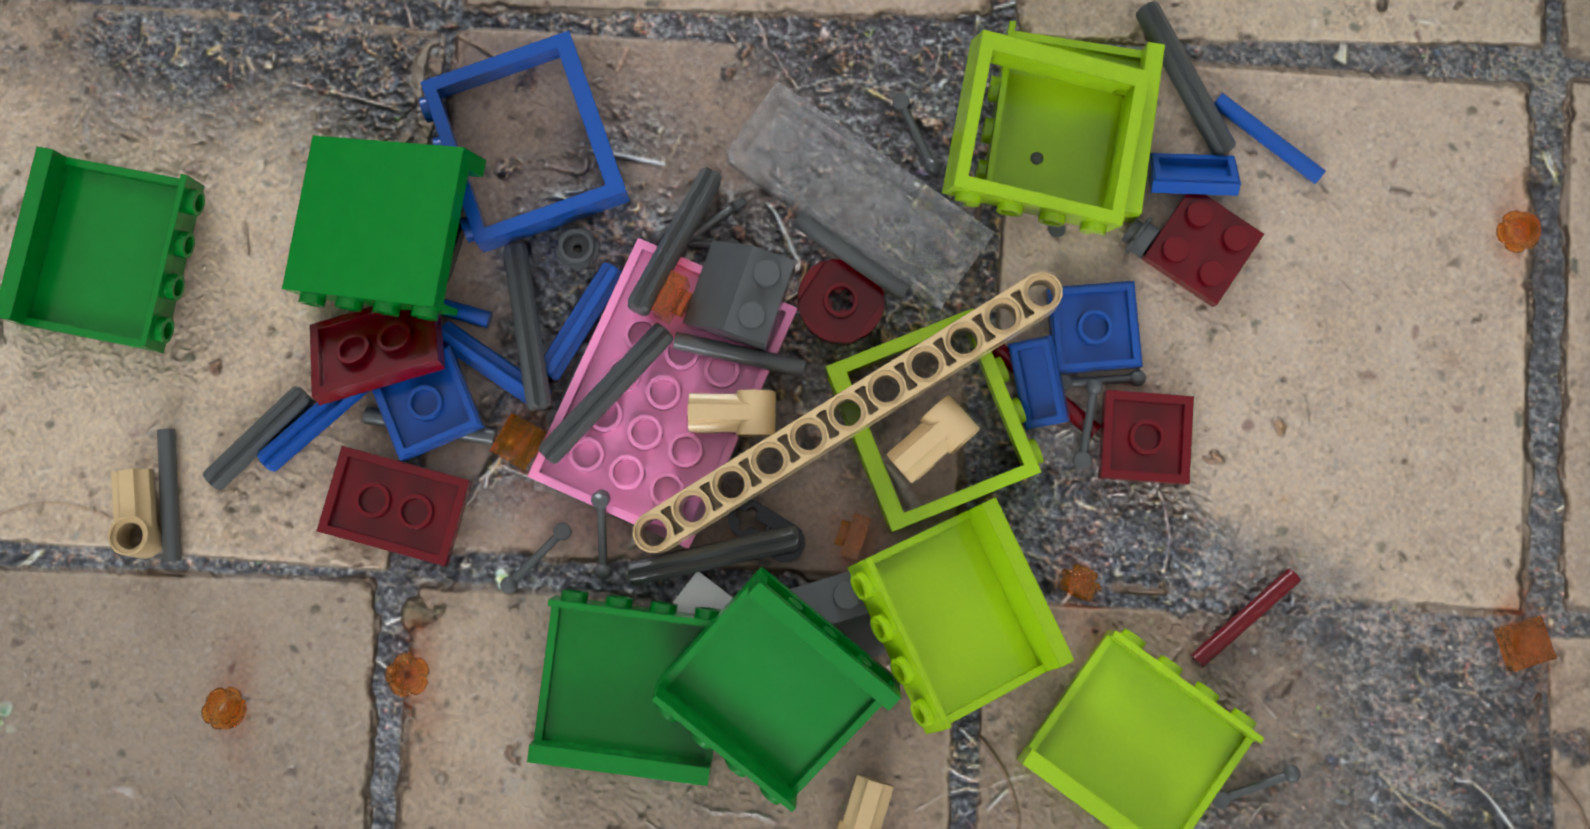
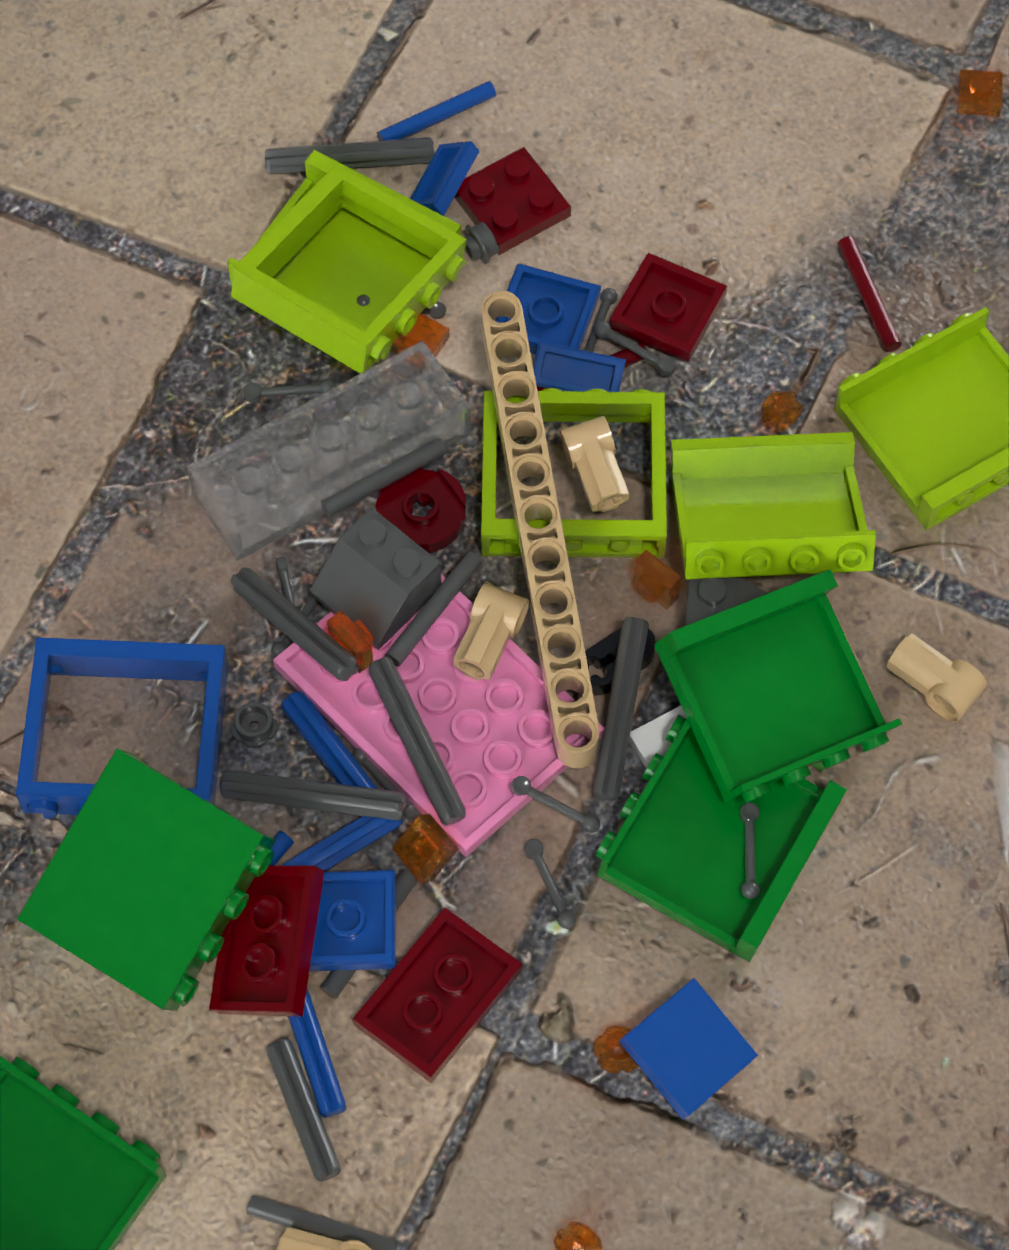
camera: 65 degrees left, 20 degrees down
(424, 734) = (688, 1048): none -> blue tile
(591, 731) = (749, 814): none -> dark grey hinge
(1016, 231) = (427, 330): none -> clear orange plate

